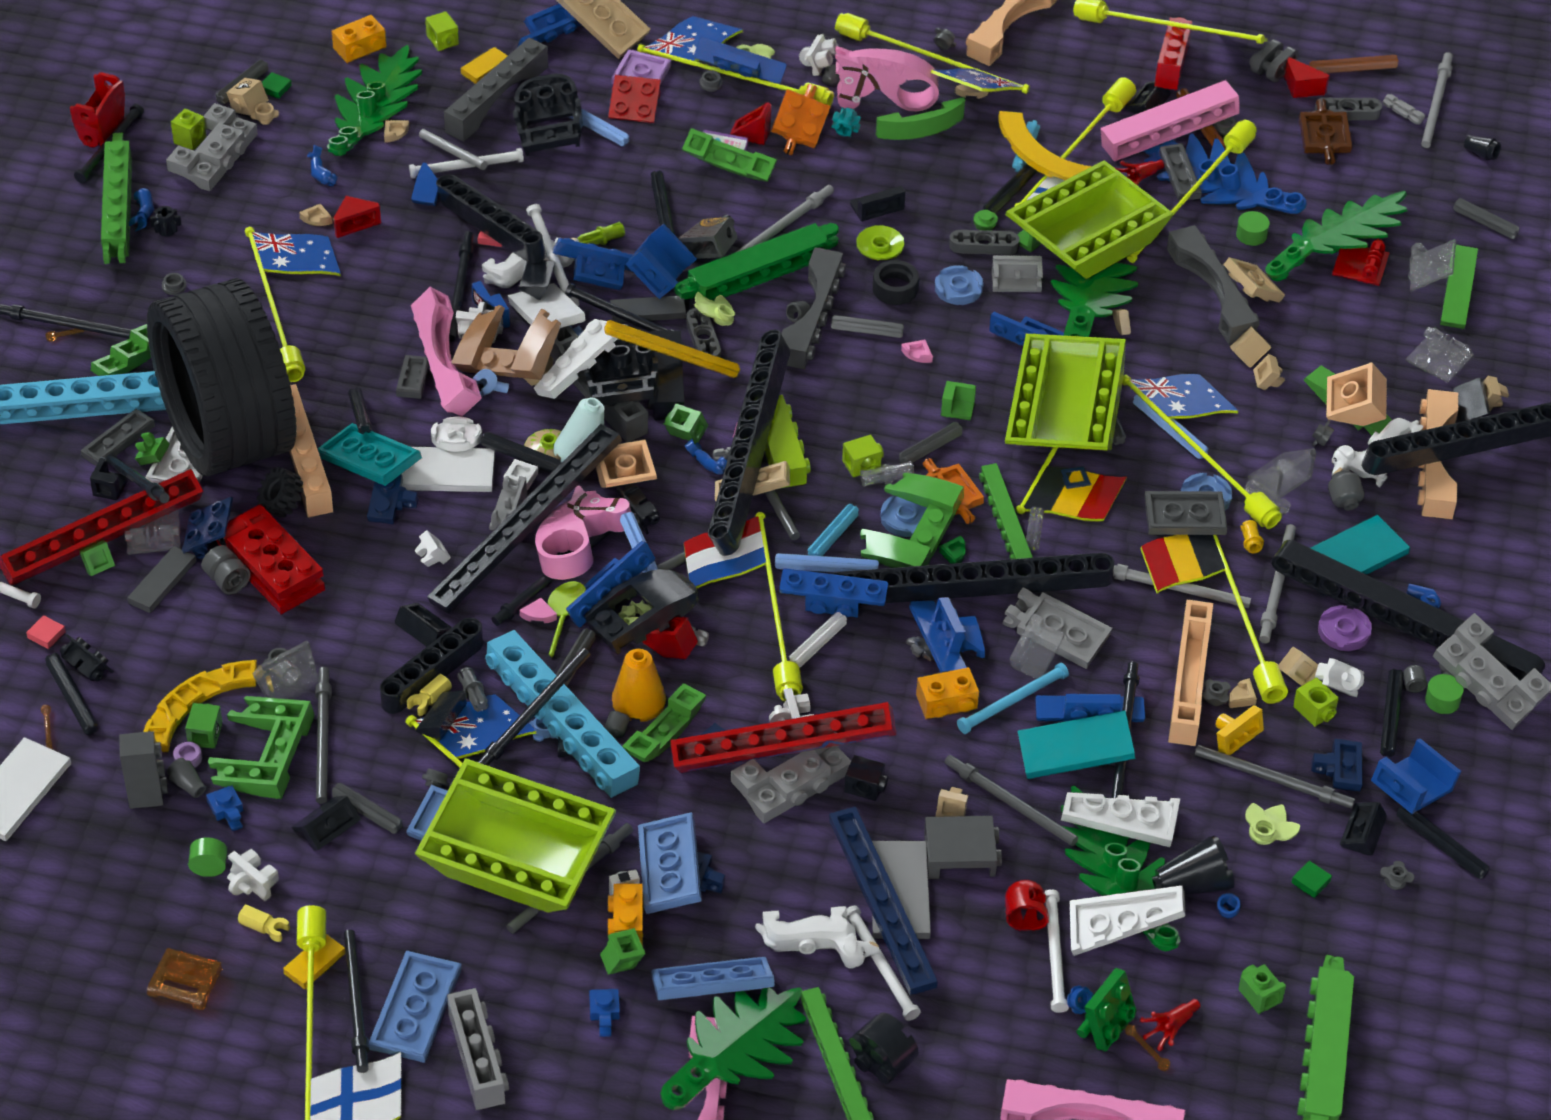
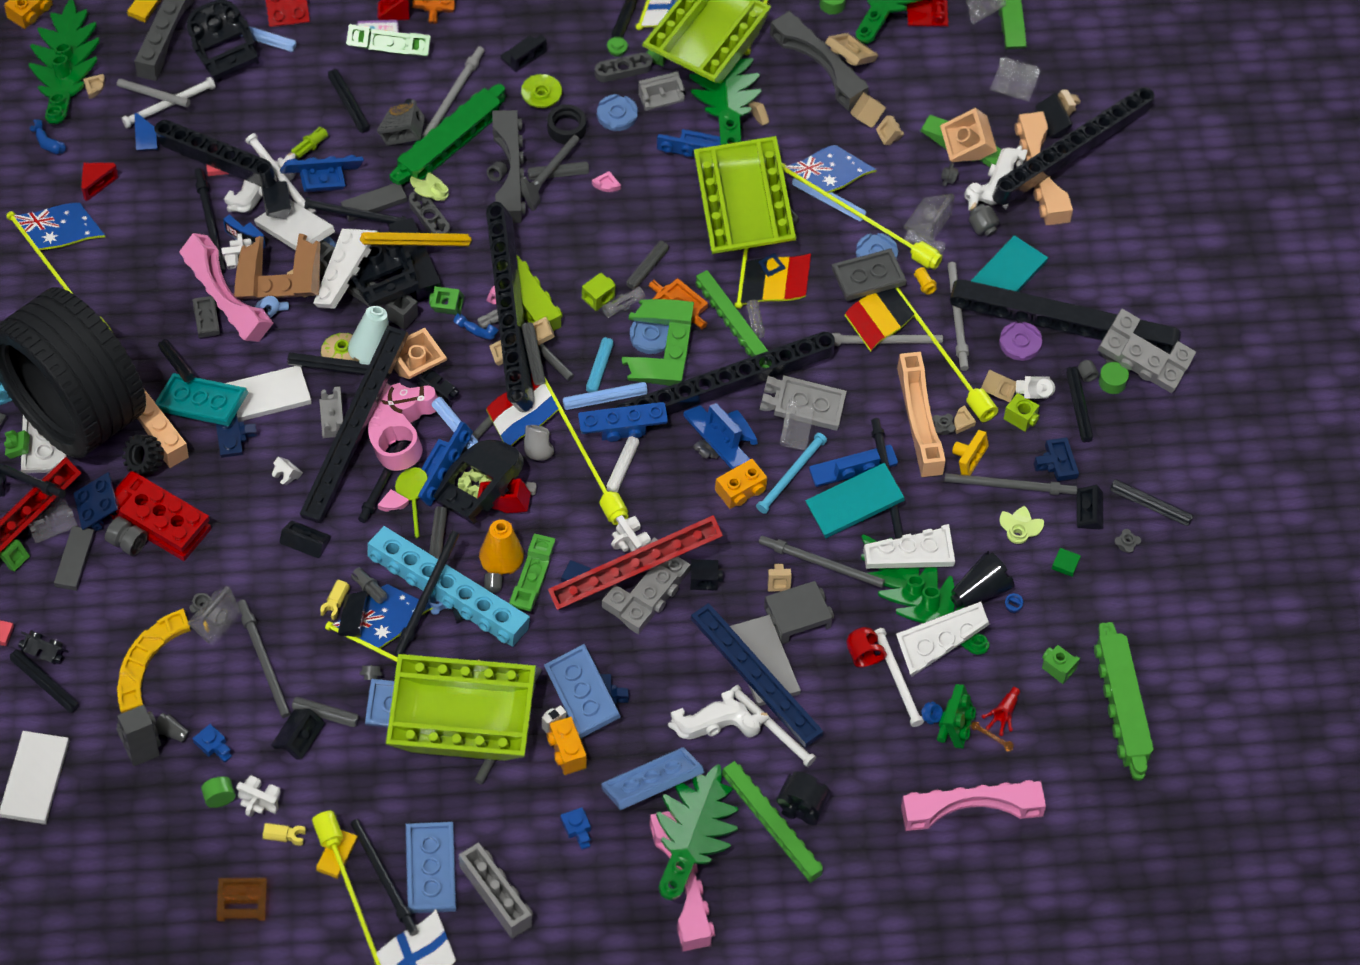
camera: 20 degrees left, 10 degrees up
(46, 710) = (28, 701): clear orange hinge -> none
(188, 751) = (160, 705): lavender tile -> none
(204, 725) = (166, 678): bright green brick -> none
(270, 776) = (236, 706): bright green wedge -> none
(316, 216) = (61, 185): tan tile -> none
(438, 658) = (327, 564): black beam -> none
(456, 434) = (263, 360): white tile -> none
(523, 469) = (329, 380): white plate -> none
(622, 951) = (576, 776): bright green brick -> none
(660, 261) = (370, 157): blue panel -> none
(727, 591) = (537, 443): none -> light grey hair
(757, 496) = (533, 354): none -> dark grey axle
(826, 334) = (531, 189): none -> dark grey piece
(954, 550) = (700, 356): green tile -> none
(958, 400) = (656, 220): bright green panel -> none
(1418, 778) = (1117, 455): blue panel -> none
(1424, 594) = (1072, 295): blue arm -> none

